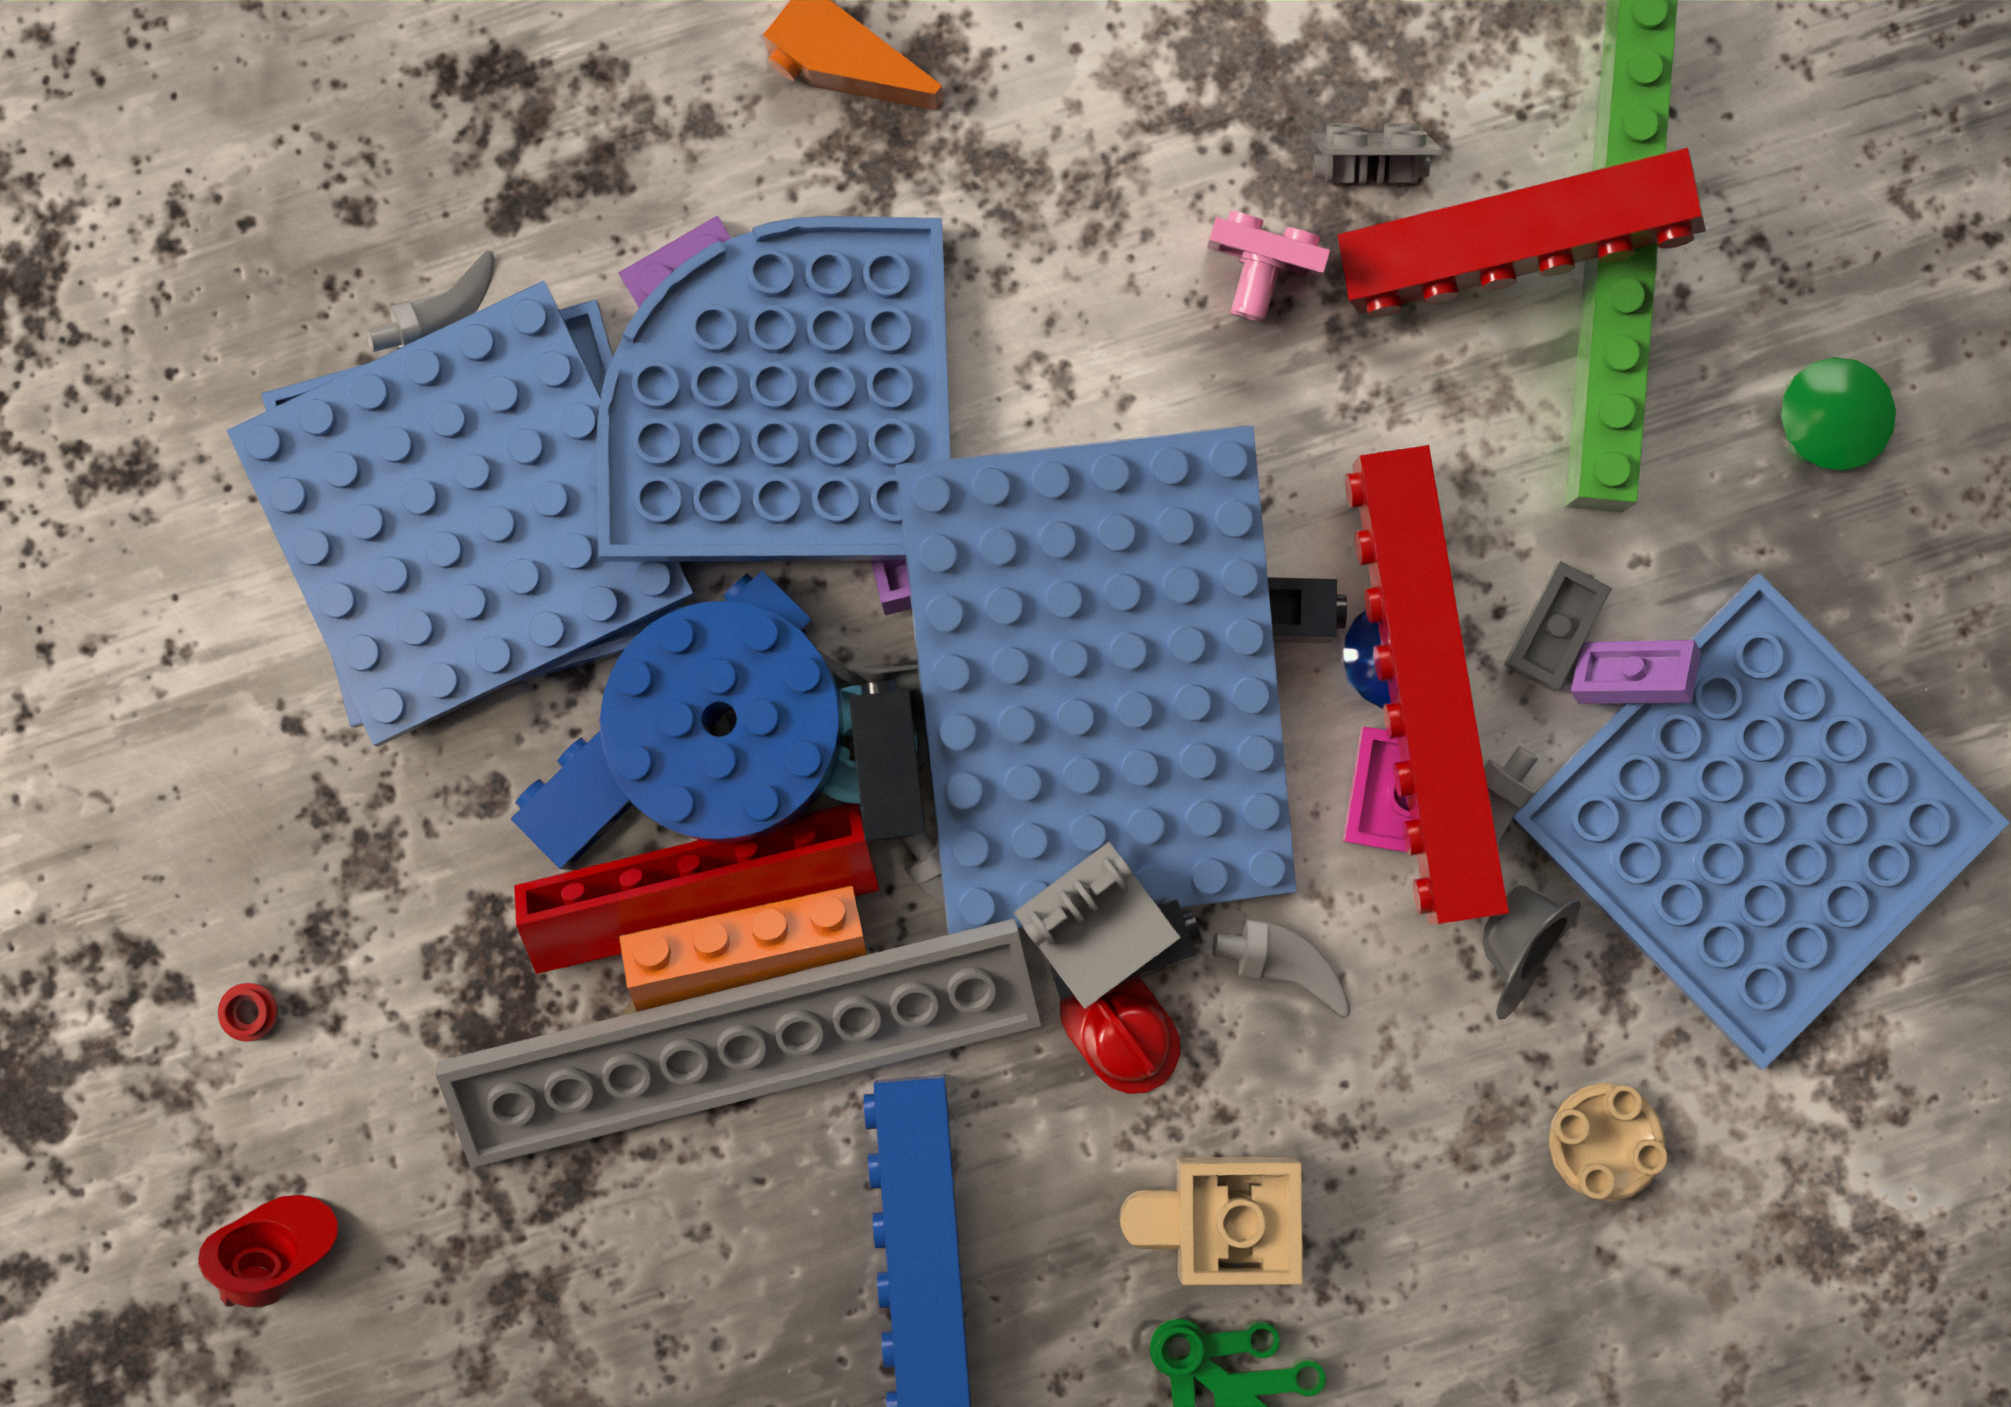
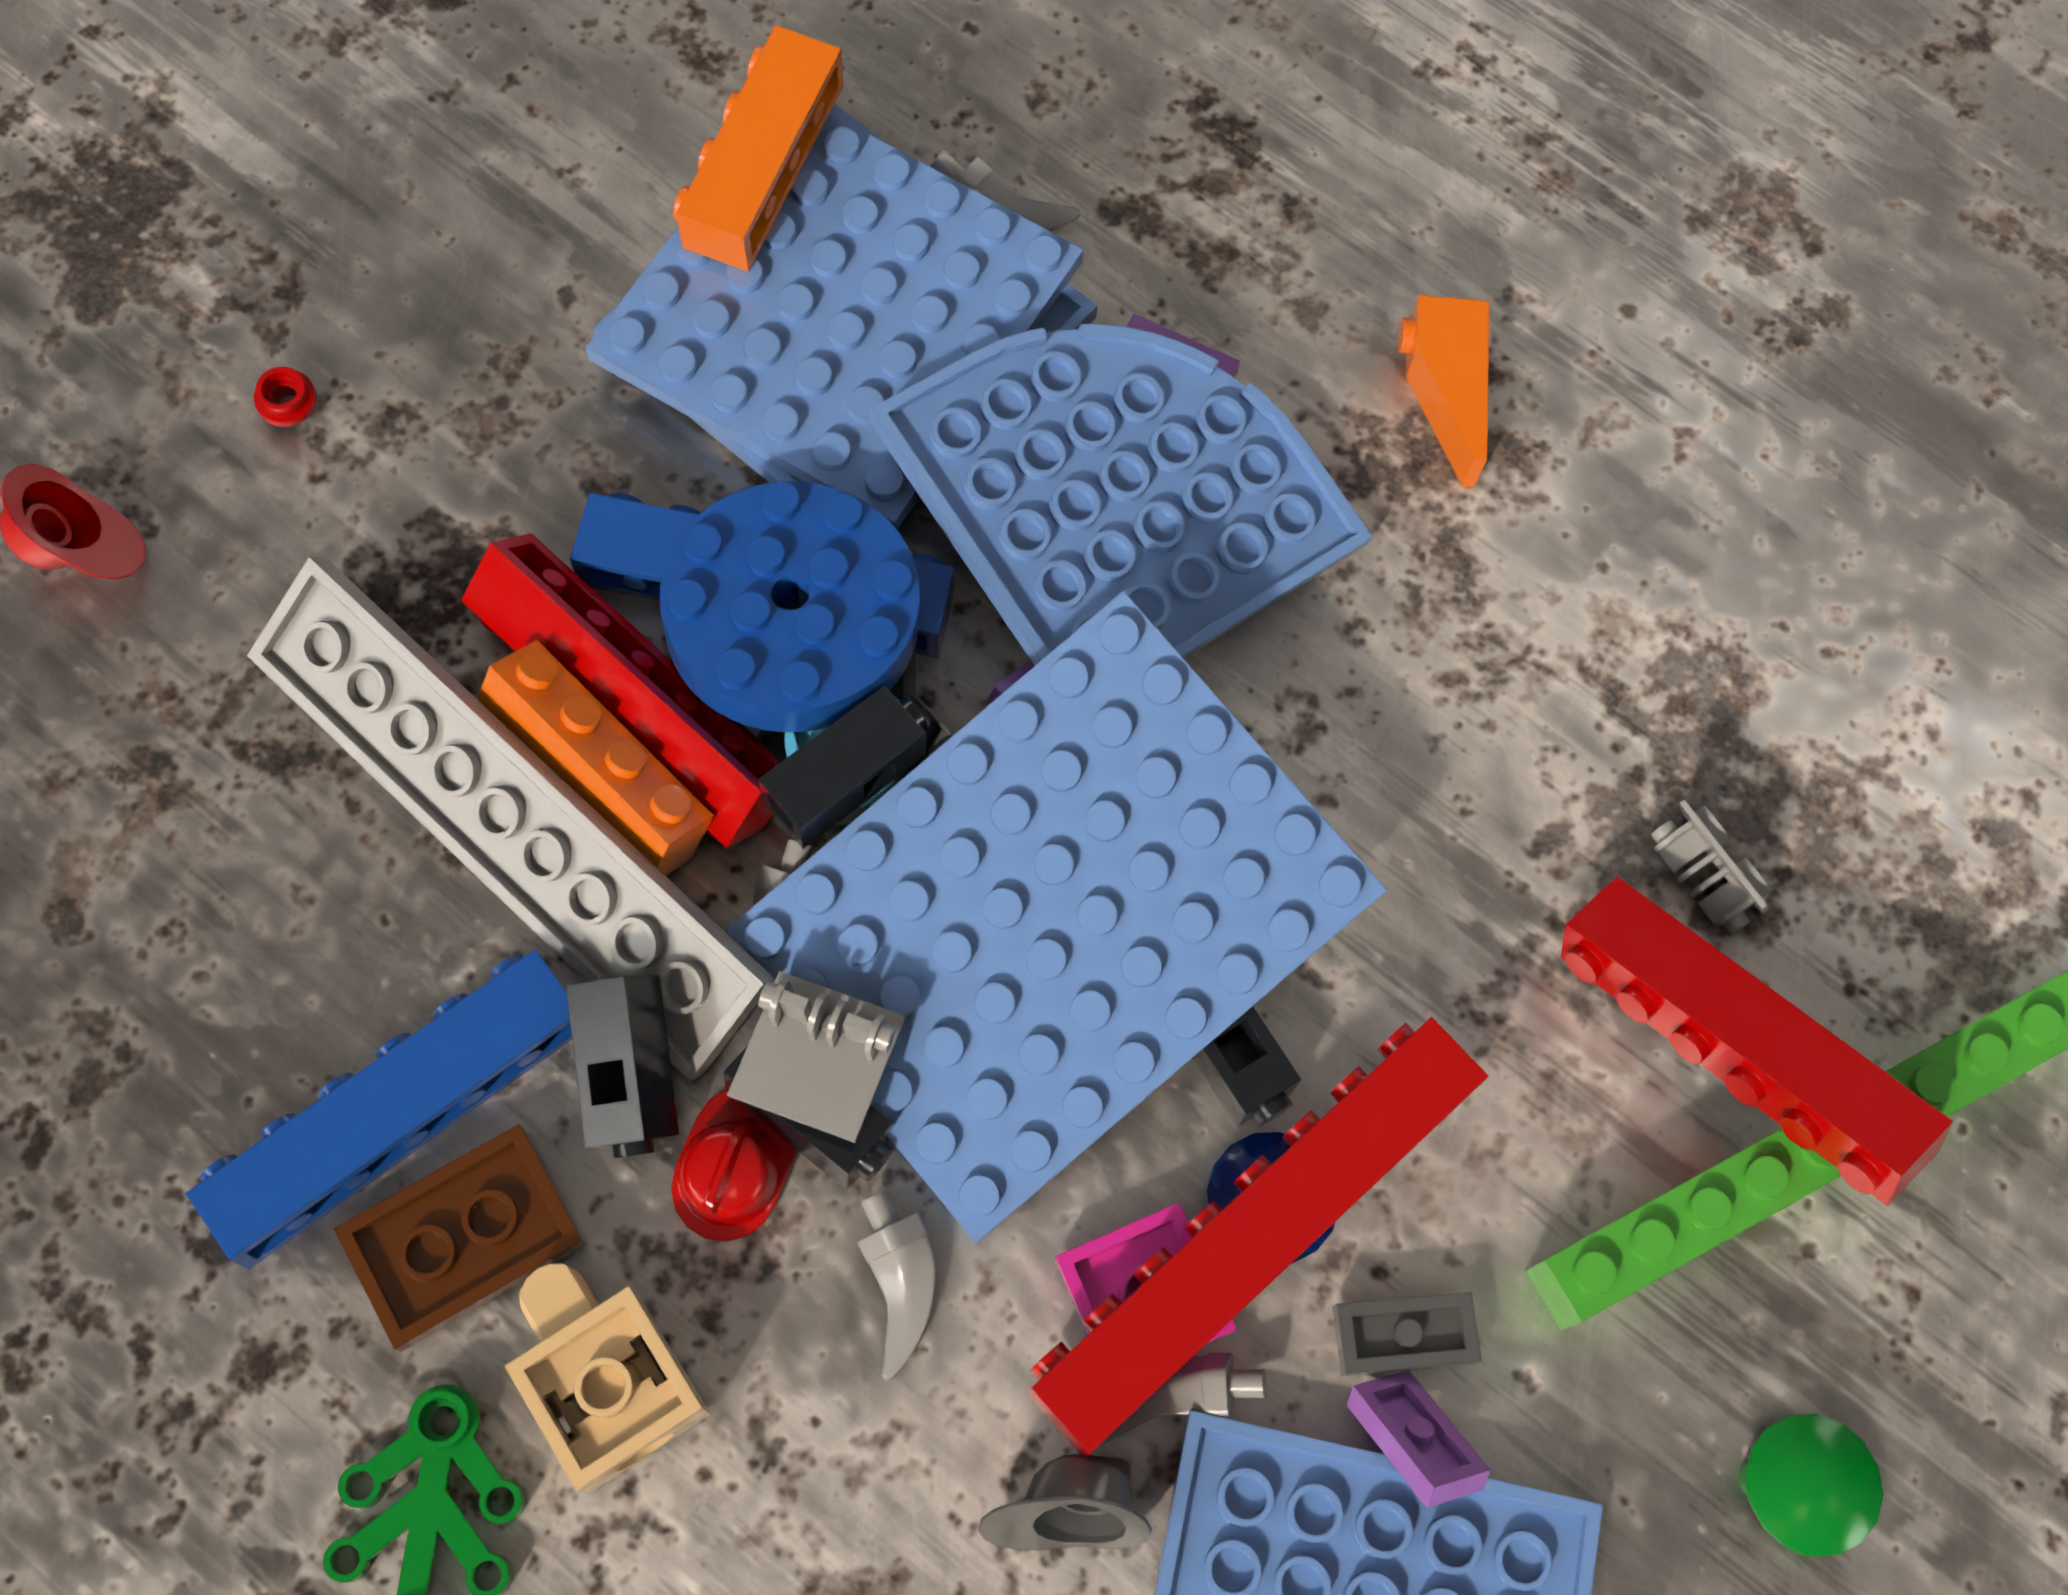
camera: 50 degrees right, 15 degrees down
(287, 491) = (759, 148): none -> orange brick
(1002, 1069) = (622, 1063): none -> black brick
(1052, 1262) = (458, 1237): none -> reddish brown plate
(1264, 258) = (1545, 824): bright pink plate -> none

